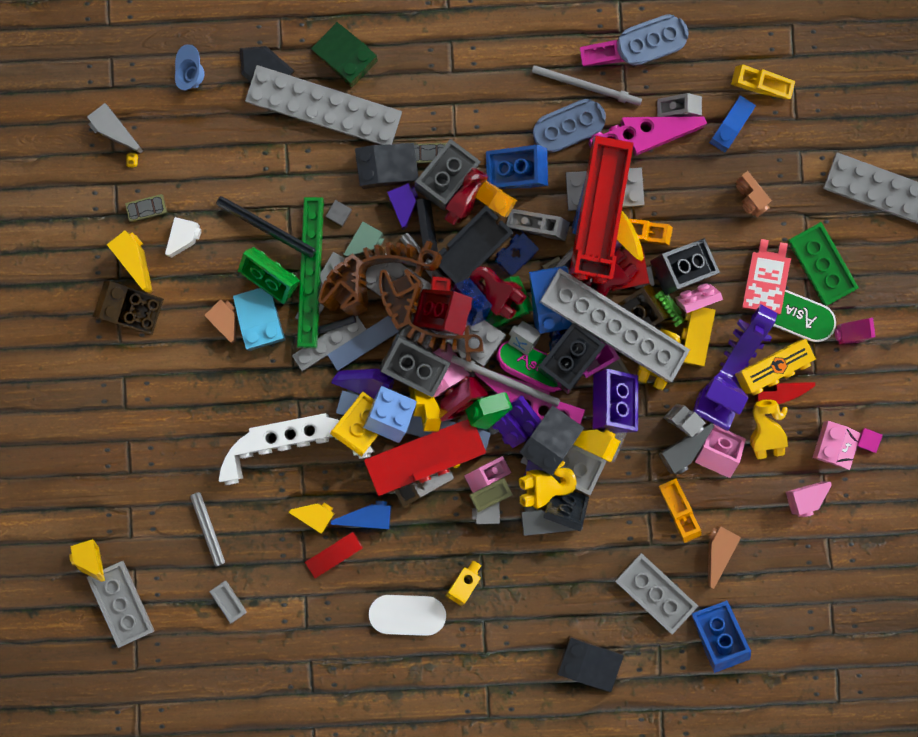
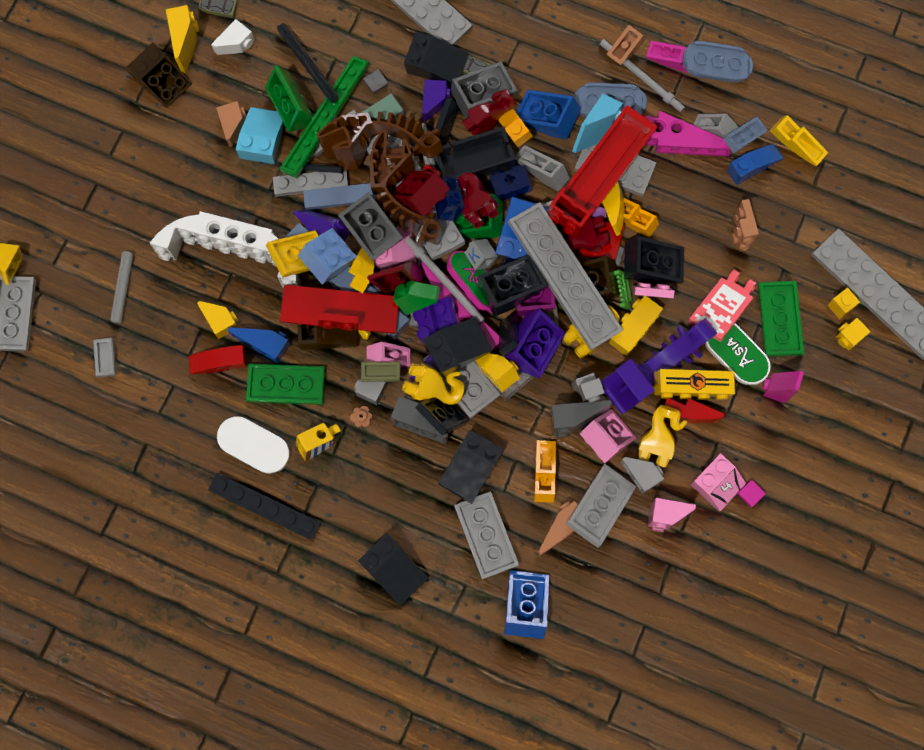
camera: 30 degrees right, 10 degrees down
(406, 545) = (285, 384): none -> green tile
(447, 665) = (264, 506): none -> black plate
(490, 534) = (364, 421): none -> nougat plant
(559, 66) = (626, 45): none -> nougat slope
(574, 154) = (597, 122): none -> medium azure slope
(589, 403) = (508, 334): none -> black tile
(614, 540) = (471, 466): none -> black slope
(712, 103) = (745, 134): none -> sand blue plate
(745, 519) = (600, 505): none -> light grey plate
(768, 470) = (643, 473): none -> light grey slope
(873, 224) = (843, 303): none -> yellow brick
(893, 249) = (852, 334): none -> yellow brick

